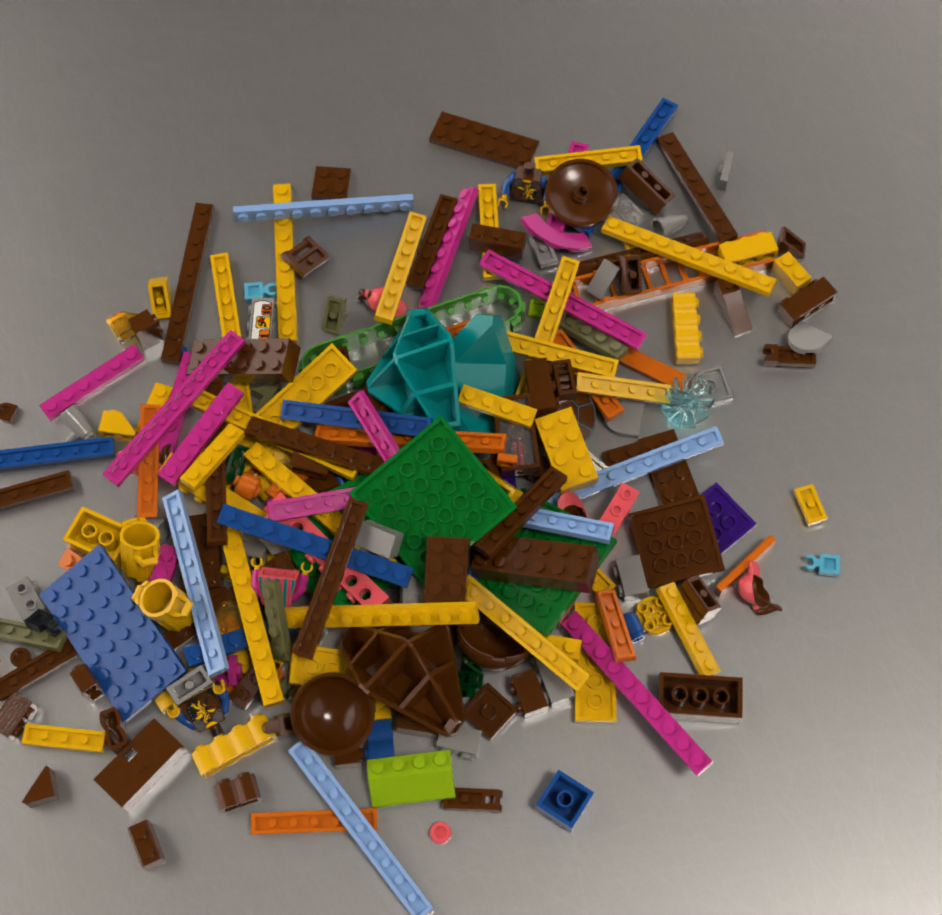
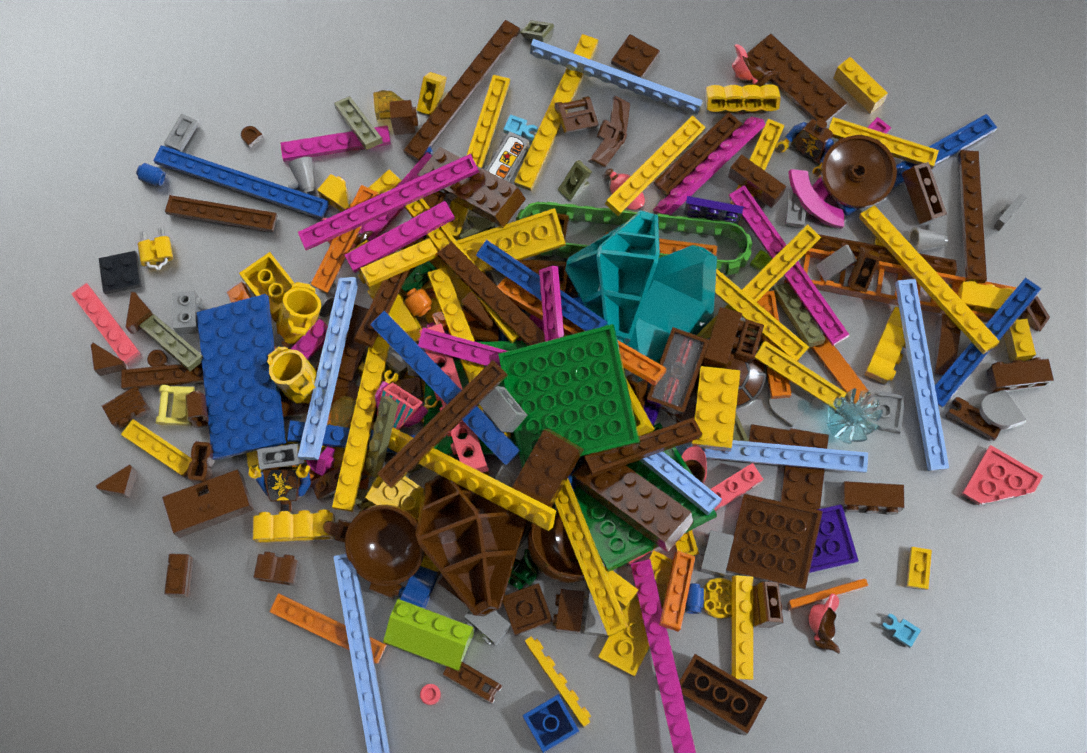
camera: 25 degrees right, 5 degrees up
(43, 621) = (187, 337): black plate -> none
(67, 690) = (179, 410): none -> light yellow plate
(105, 353) = (358, 123): none -> olive plate
(231, 198) = (538, 30): none -> olive slope
(345, 258) = (612, 133): none -> reddish brown plate
(438, 152) = (748, 71): none -> hair
(443, 178) = (737, 98): none -> yellow brick
(472, 282) = (712, 210): none -> dark purple plate
(497, 406) = (672, 338): yellow plate -> none
(506, 460) = (655, 392): orange tile -> none
(543, 121) = (860, 85): none -> yellow brick
(550, 760) = (558, 681): none -> yellow plate
(628, 210) = (894, 209): clear plate -> none
(726, 340) = (921, 375): none -> light blue plate
(739, 463) = (872, 497): none -> reddish brown brick
(759, 303) = (998, 325): none -> blue plate
(837, 396) = (1000, 478): none -> coral plate

